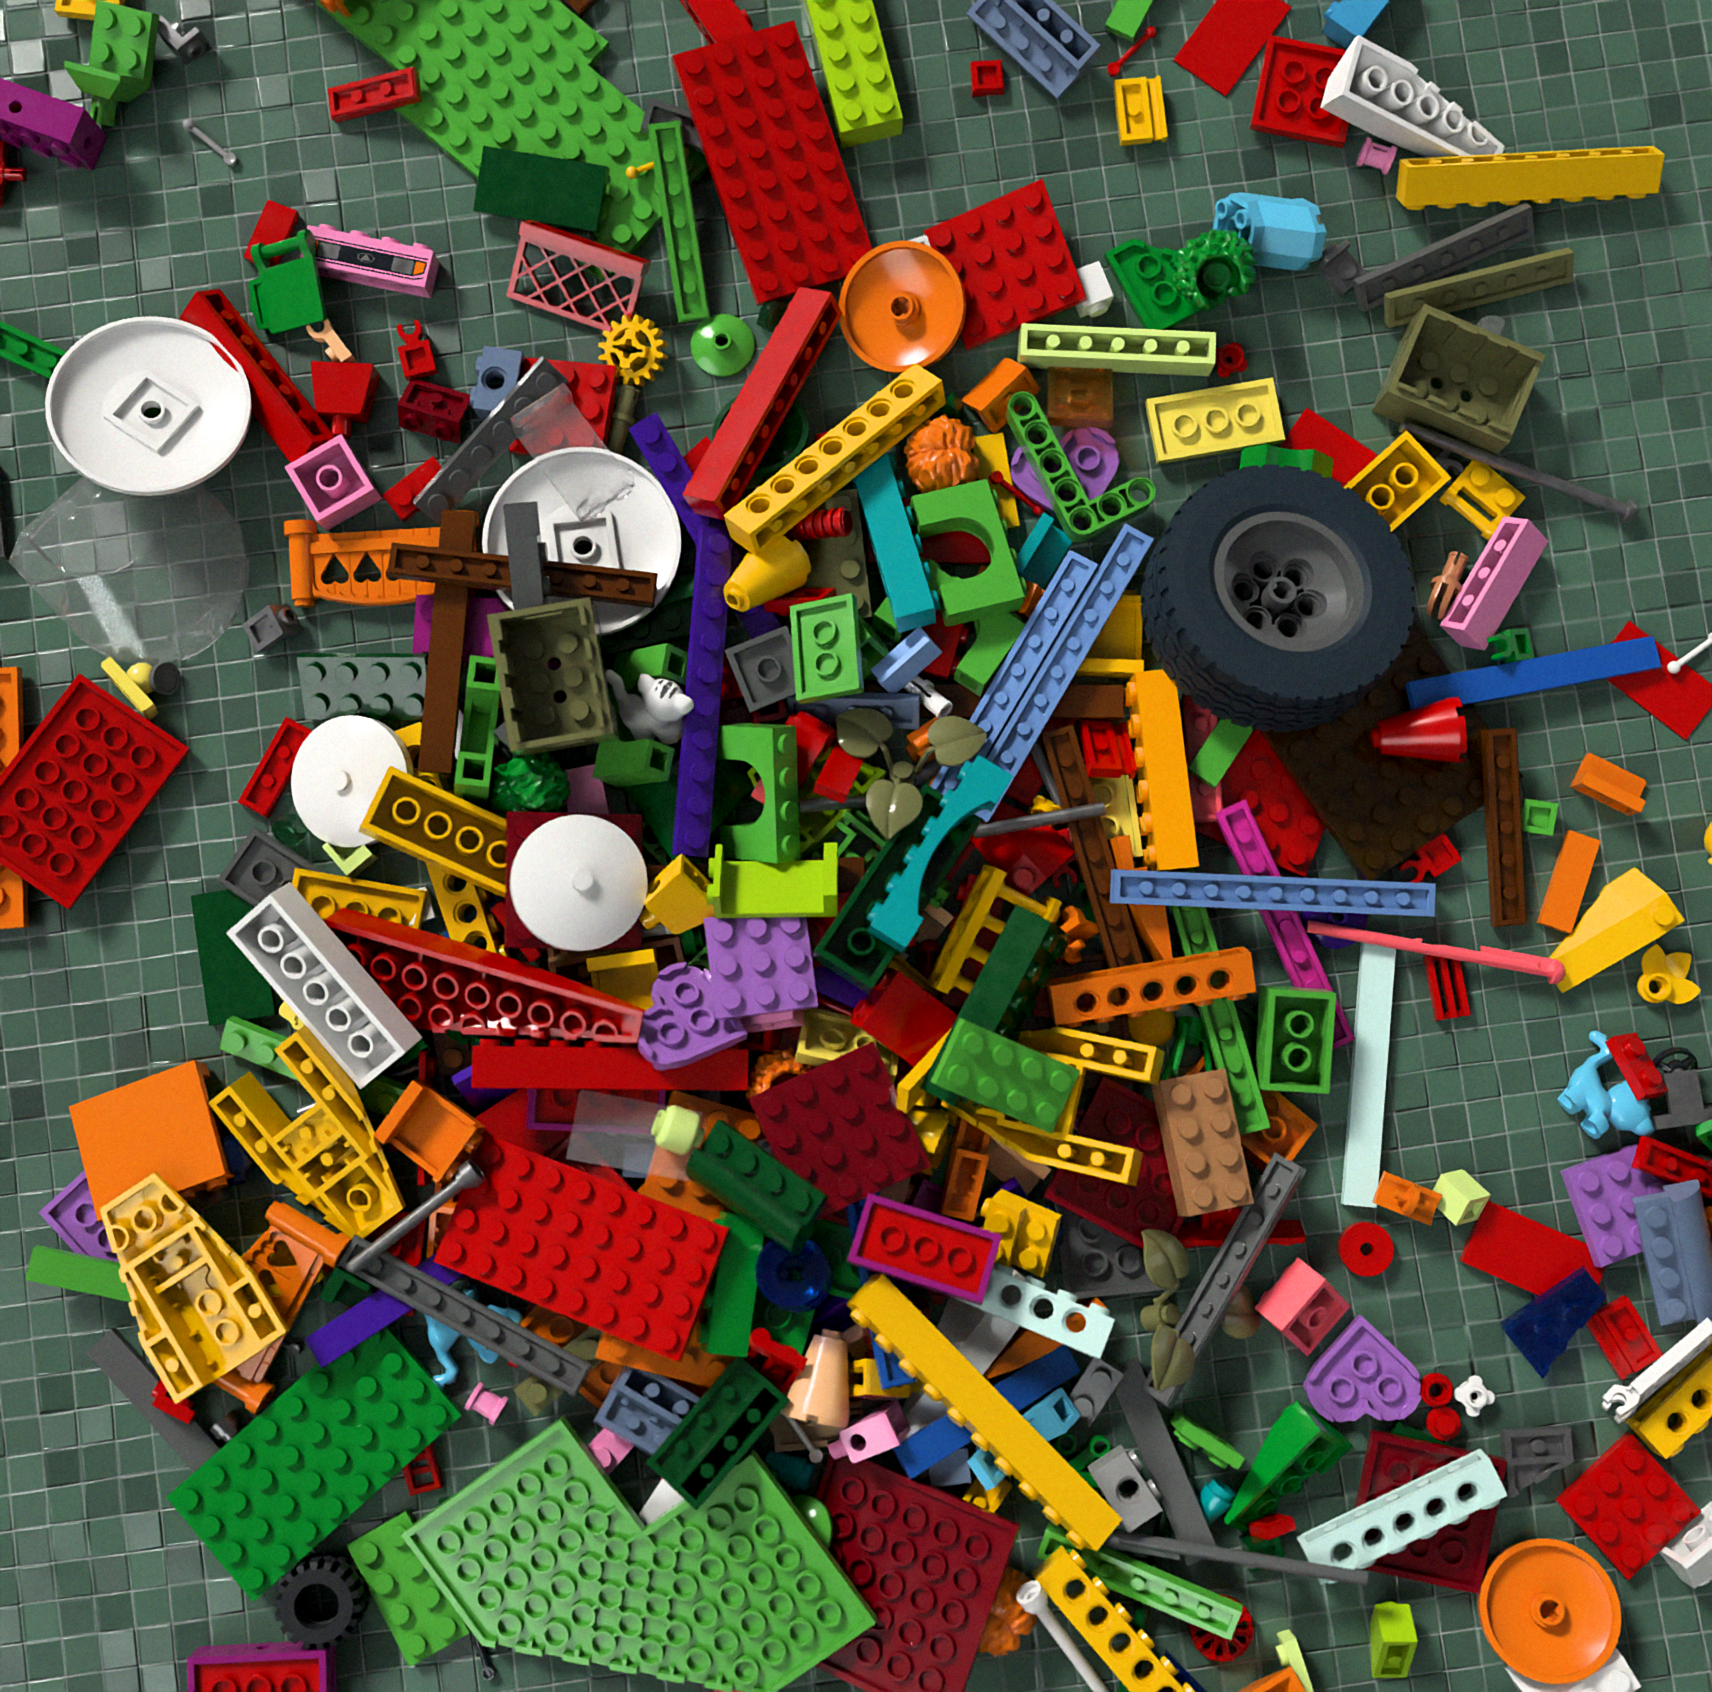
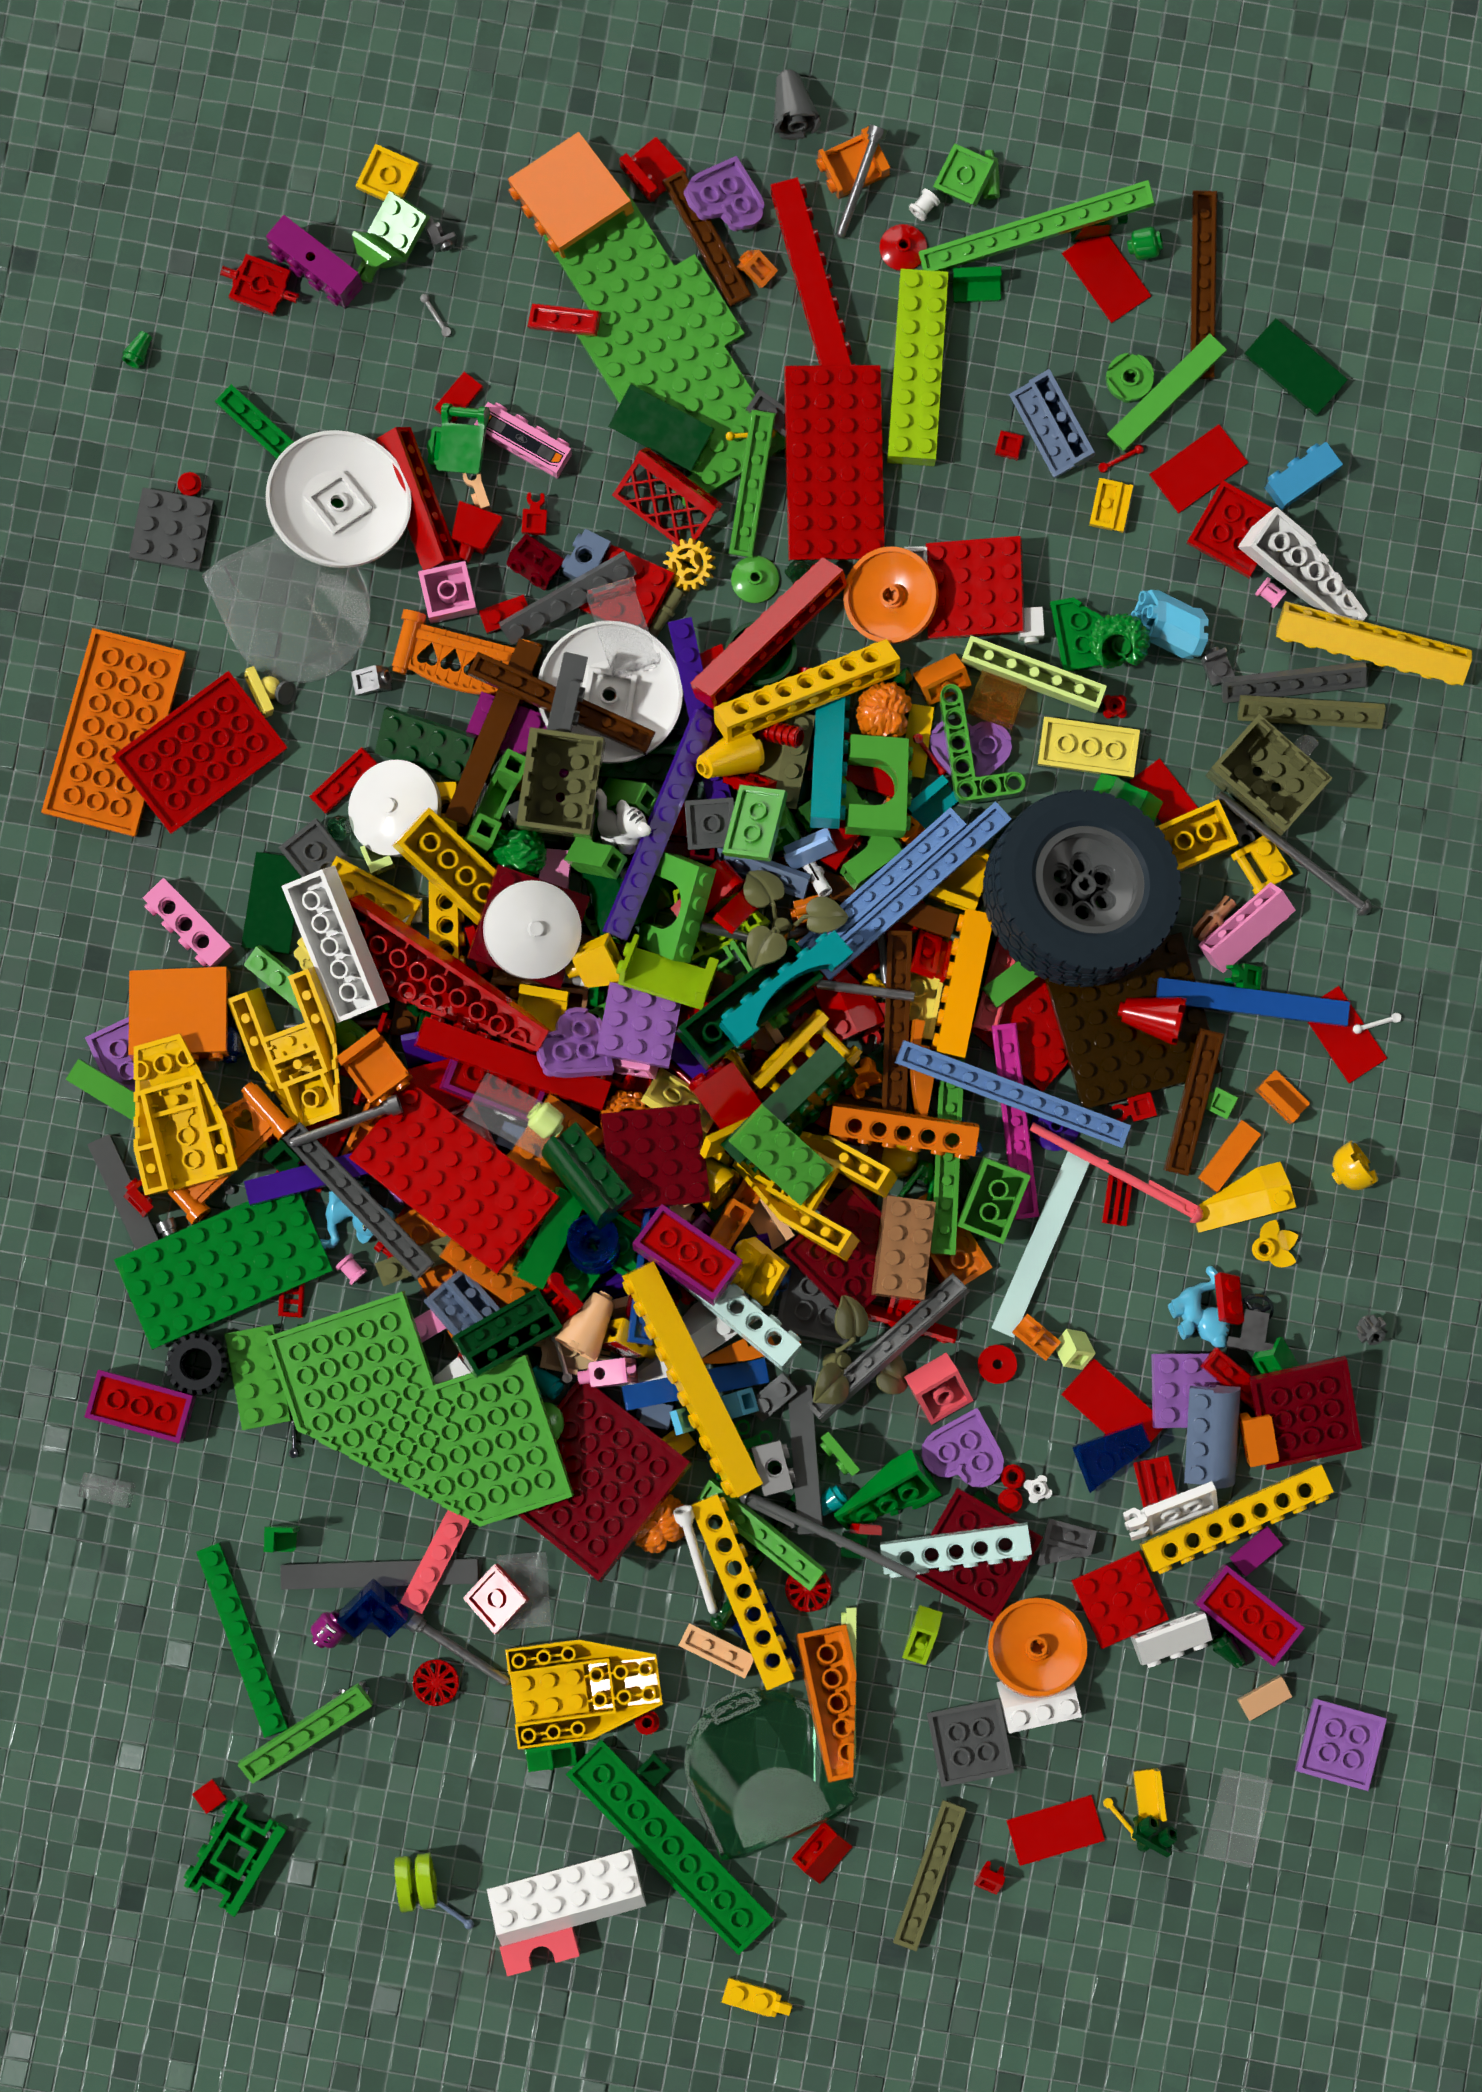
camera: 20 degrees right, 0 degrees up
(178, 1035) = (164, 893): none -> bright pink brick

